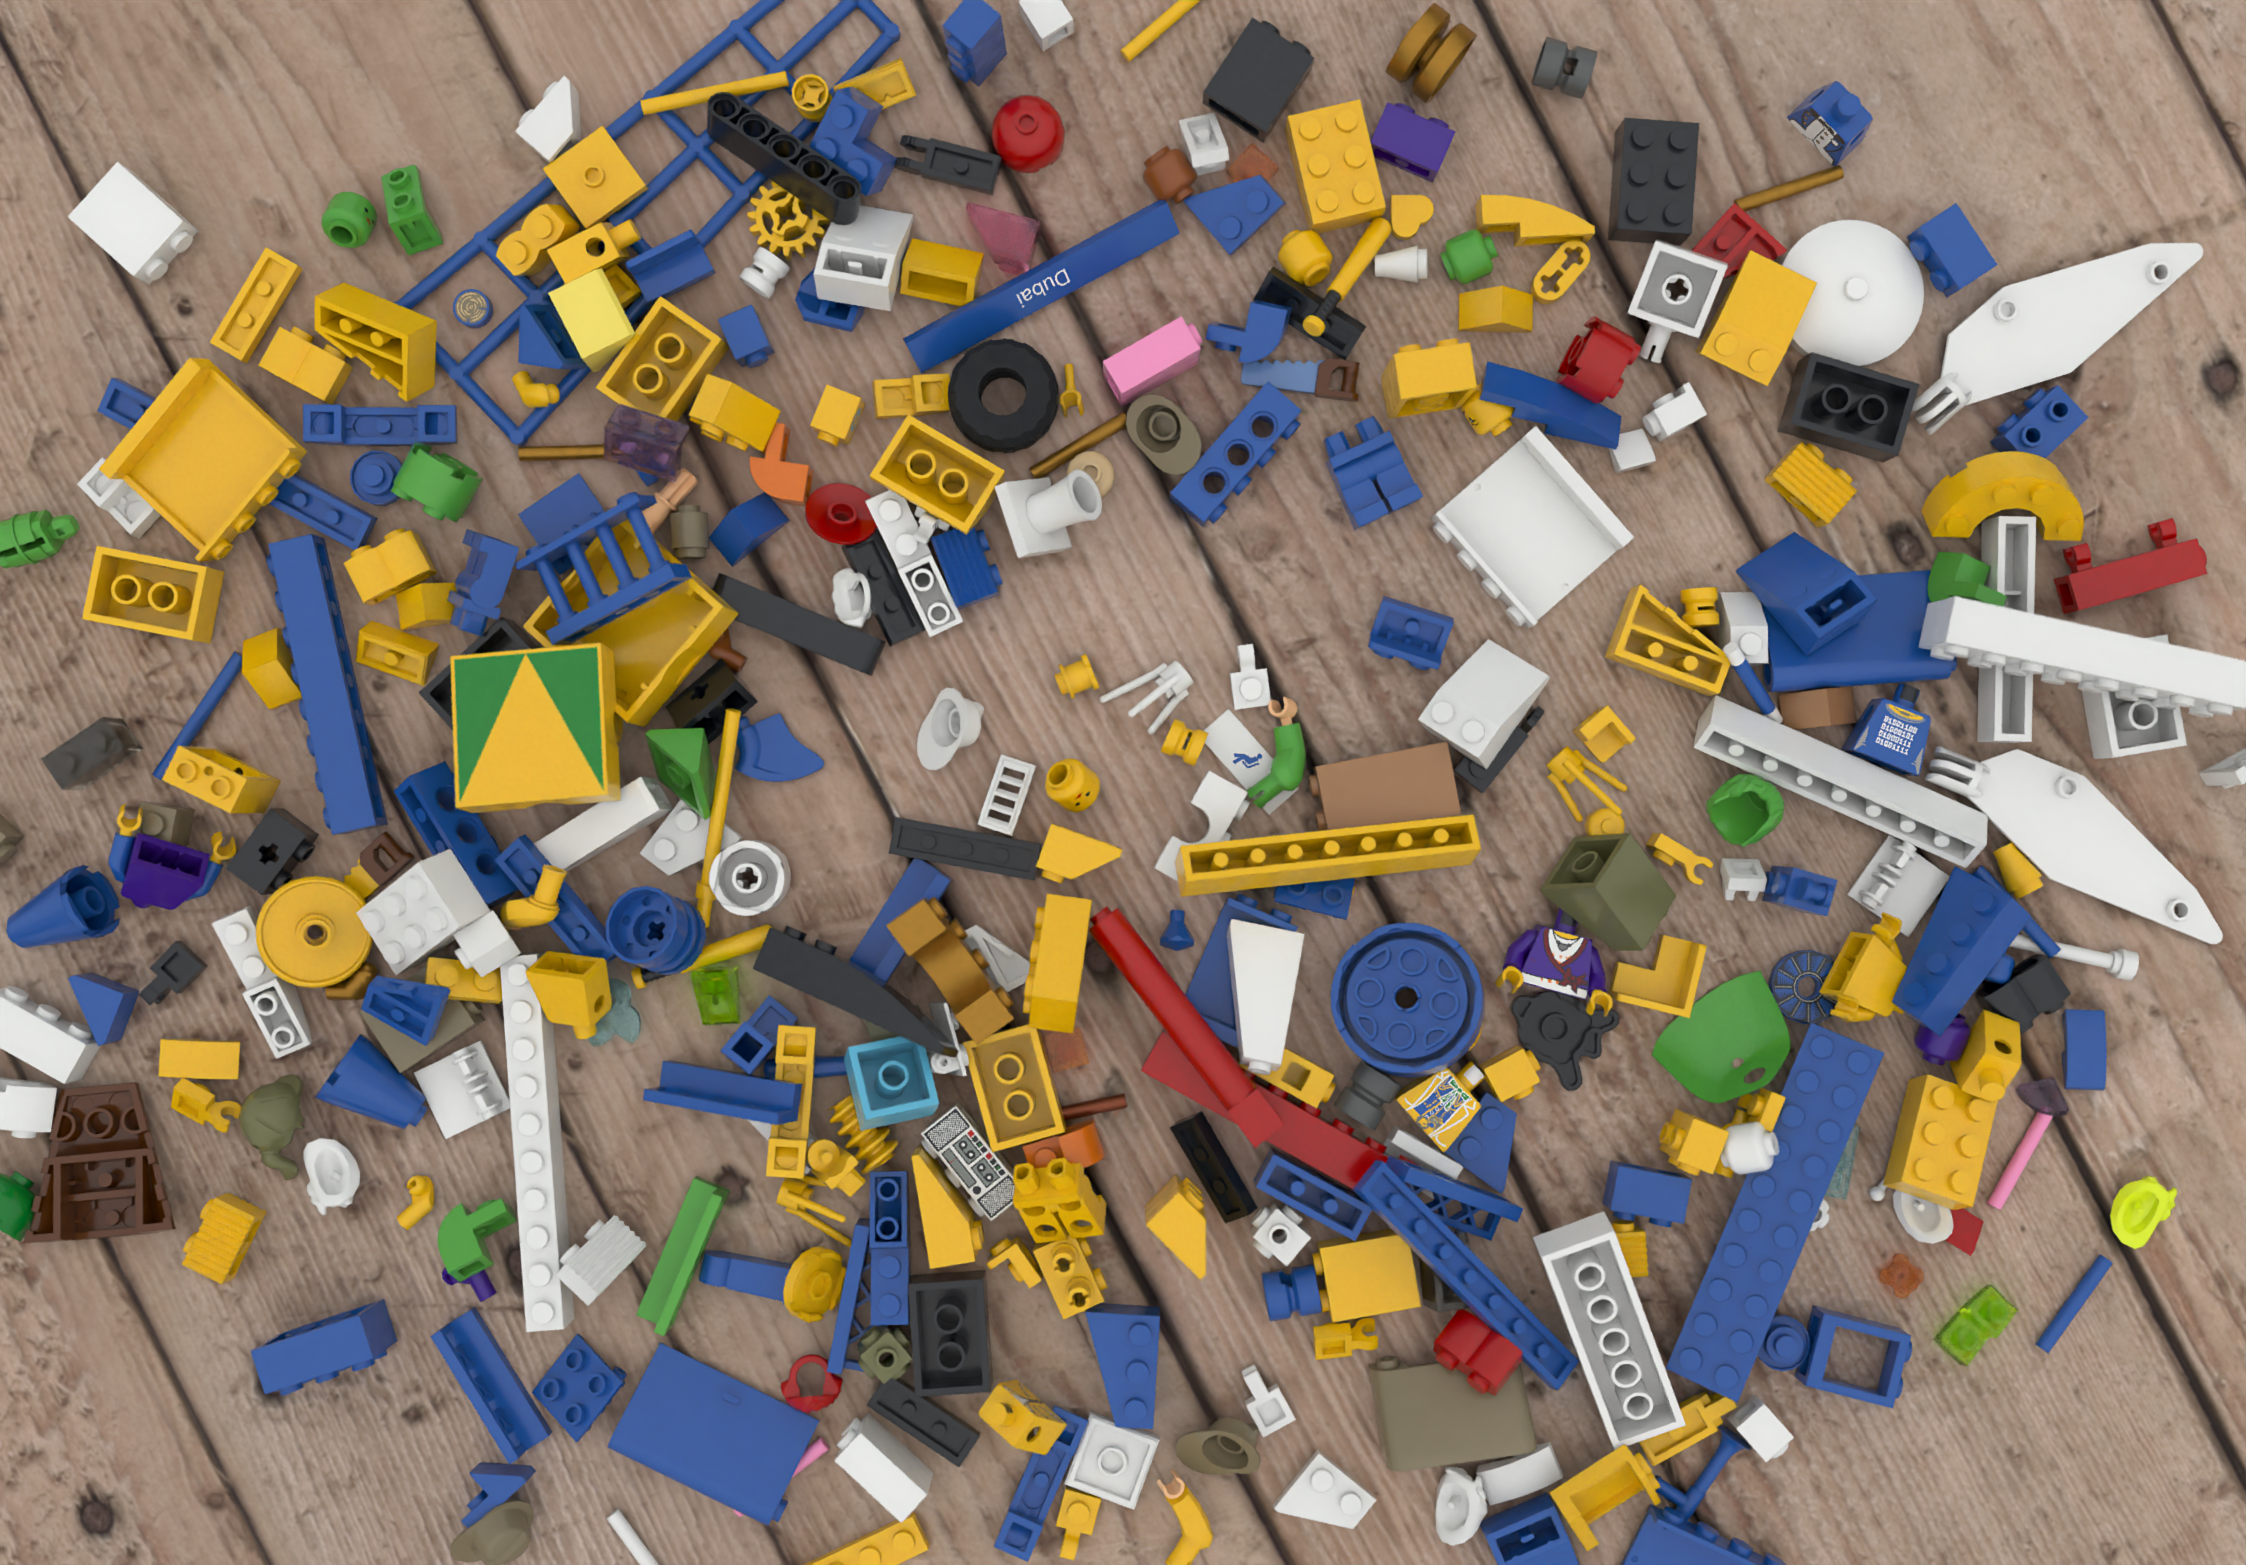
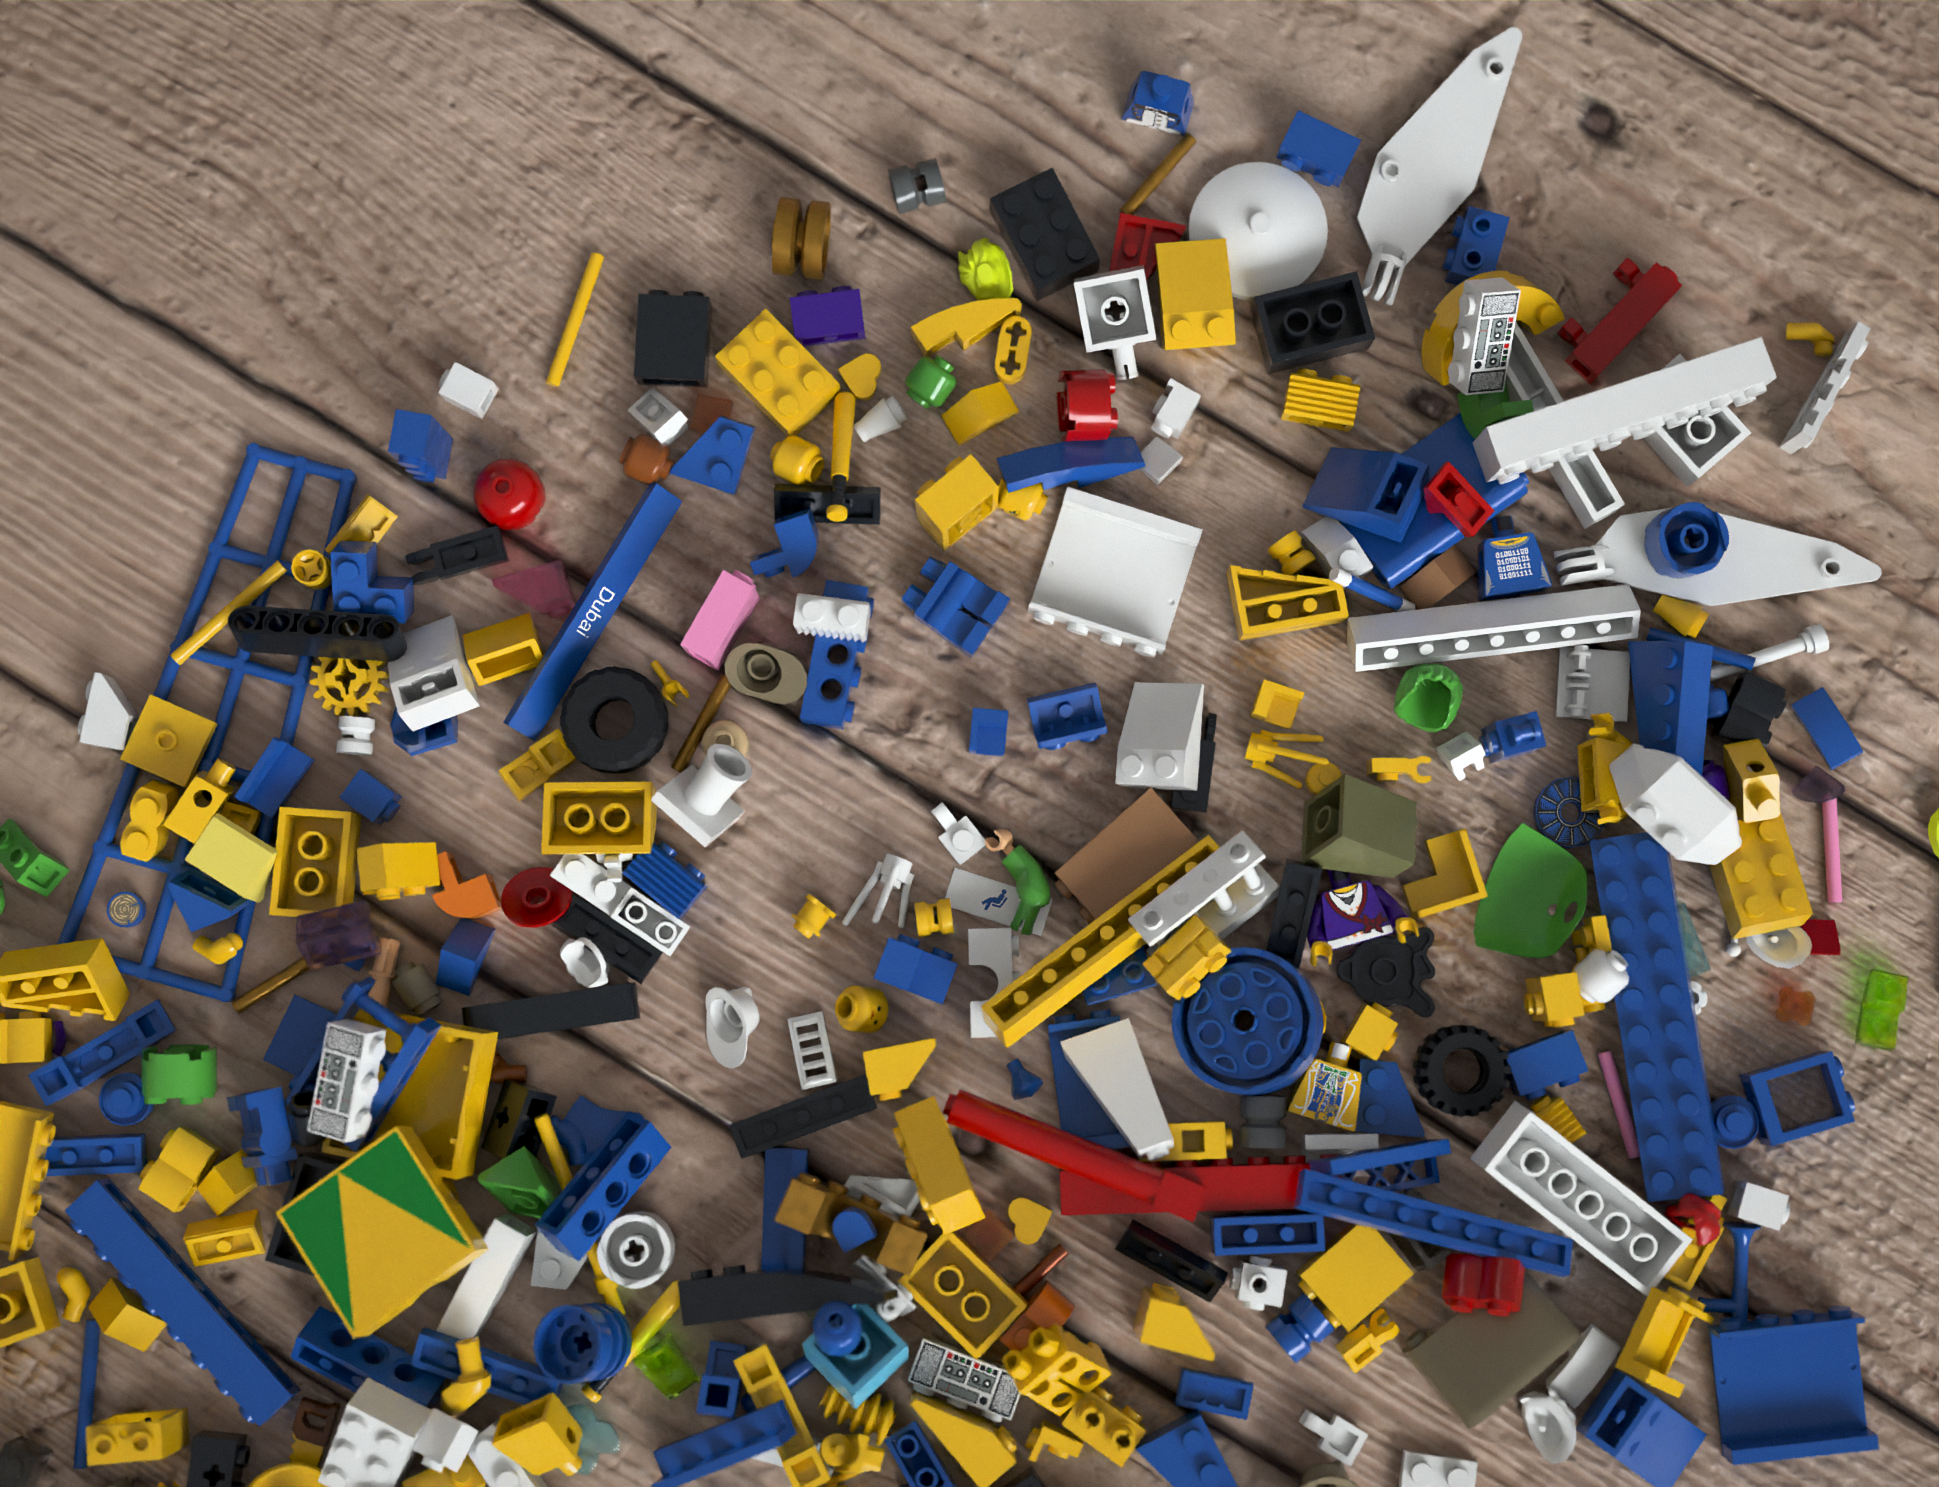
camera: 30 degrees left, 5 degrees down
(240, 621) = (76, 1290): none -> yellow arm
(348, 390) = (59, 1040): none -> dark purple leg
(527, 590) = (299, 1115): none -> black brick
(580, 576) = (347, 1080): none -> brick
(753, 804) = (603, 1186): none -> blue brick
(837, 416) = (485, 818): yellow brick -> none
(886, 1064) = (837, 1328): none -> blue head
(951, 973) = (853, 1228): none -> blue tile
(1110, 1056) = (1029, 1219): none -> yellow tile
(1140, 778) = (915, 969): none -> blue brick
(1182, 1303) = (1214, 1393): none -> blue plate
(1253, 417) = (831, 617): none -> white brick
(1305, 377) = (855, 558): piece -> none
(1331, 605) = (988, 732): none -> blue panel
(1389, 913) = (1187, 958): none -> yellow brick
(1433, 875) = (1221, 890): none -> white fence
(1508, 926) = (1294, 910): none -> black plate
(1579, 184) = (986, 271): none -> neon yellow hat
(1598, 1169) = (1491, 1077): none -> black tyre
(1691, 1268) = (1619, 1103): none -> bright pink bar
(1710, 1408) = (1704, 1215): none -> red piece
(1882, 647) = (1454, 496): none -> red slope
(1911, 1038) = (1675, 805): none -> white wedge
(2001, 511) = (1484, 336): none -> brick
(2045, 803) = (1666, 545): none -> blue brick

